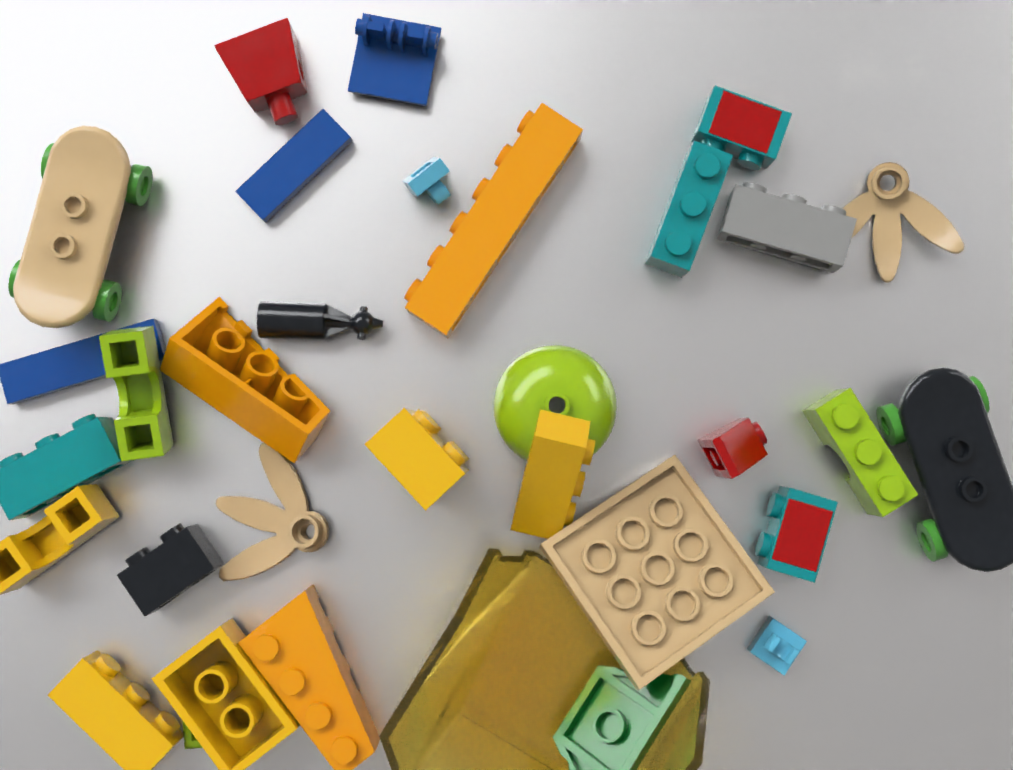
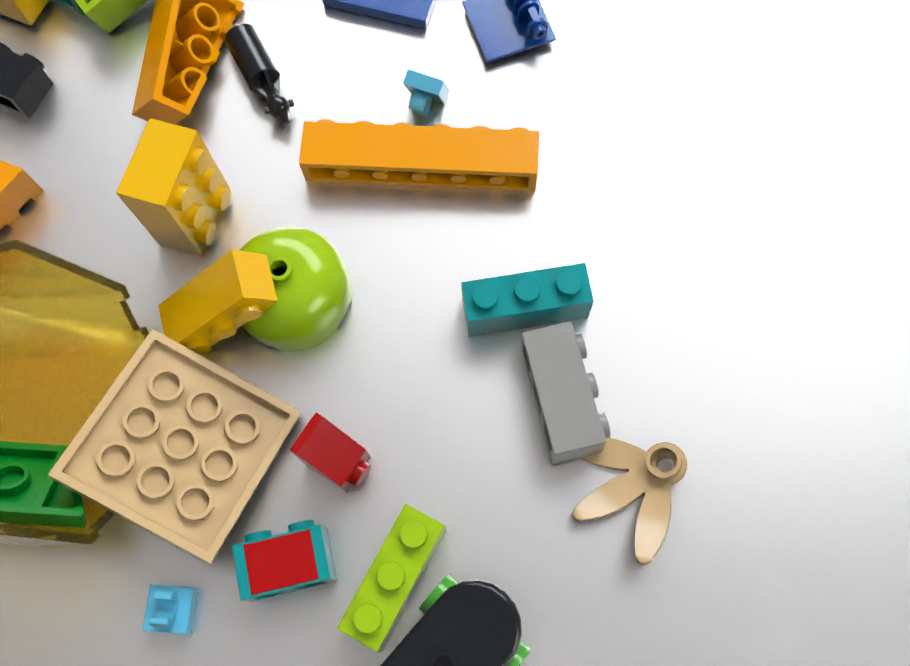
camera: 65 degrees right, 15 degrees down
(265, 516) = (85, 150): tan plant -> none
(742, 128) = (626, 305): brick -> none

